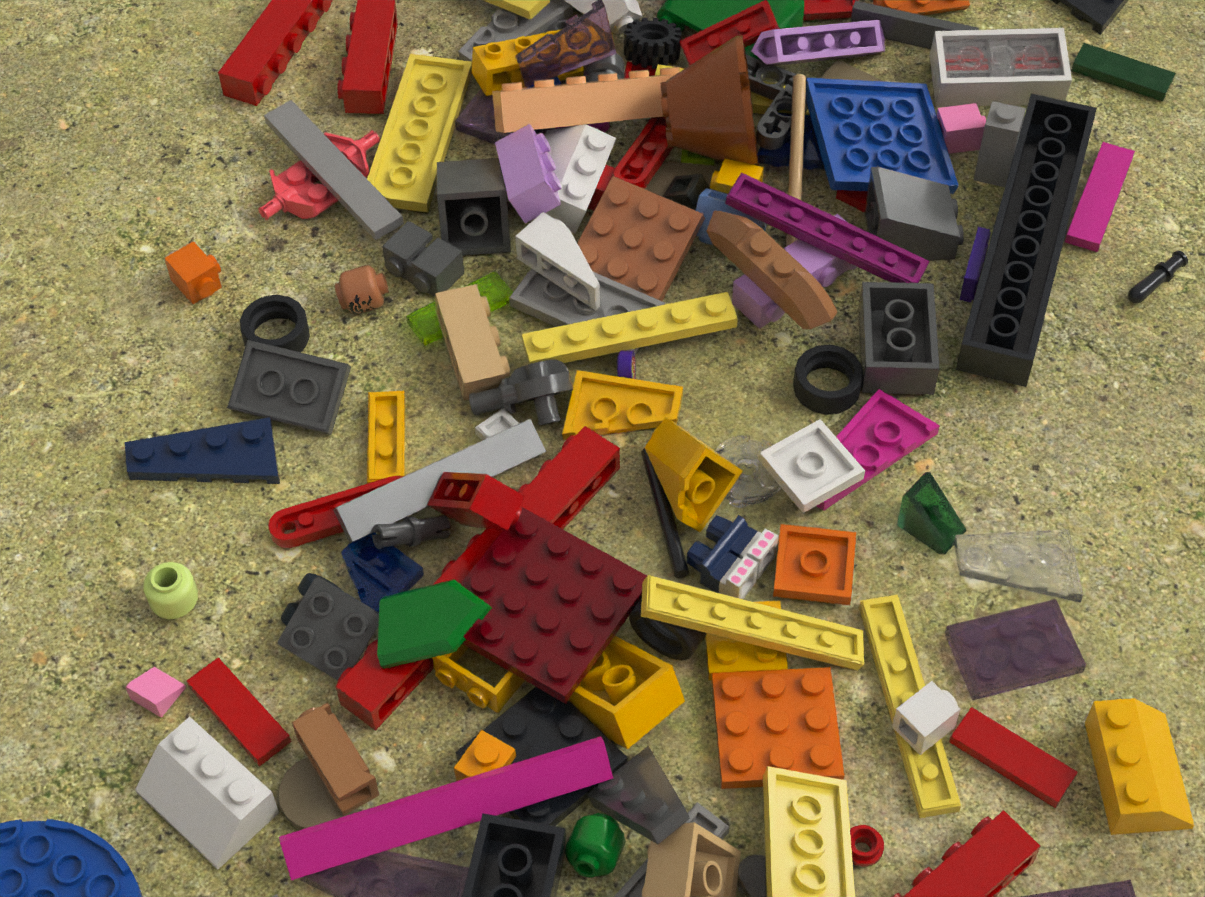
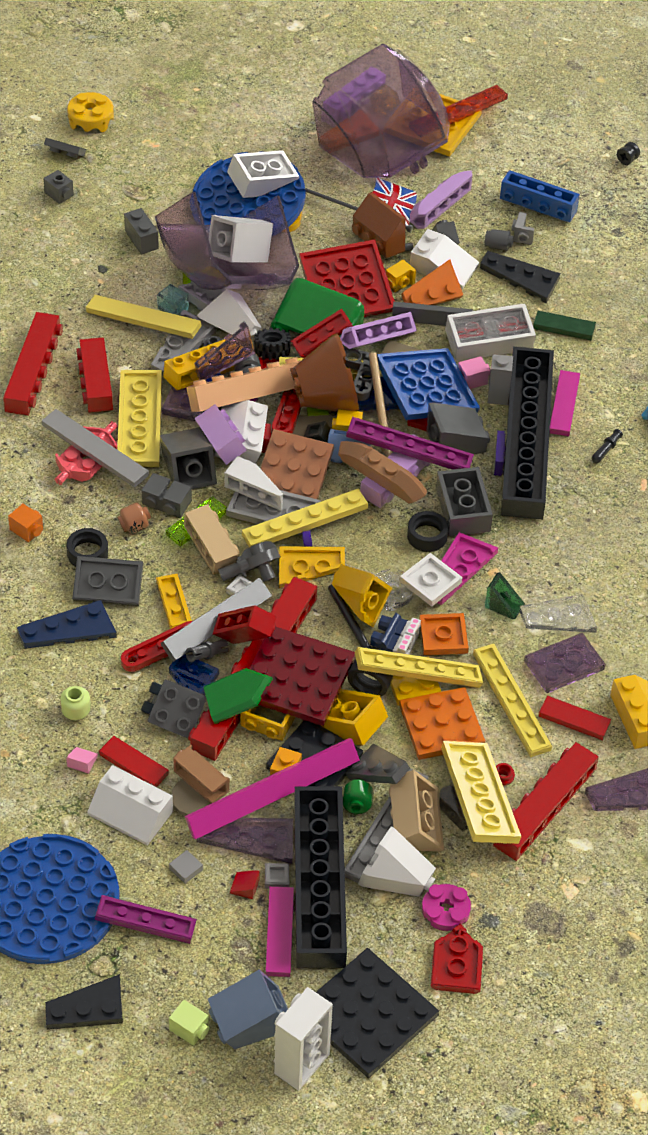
camera: 15 degrees left, 5 degrees down
(926, 717) = (524, 702): white brick -> none

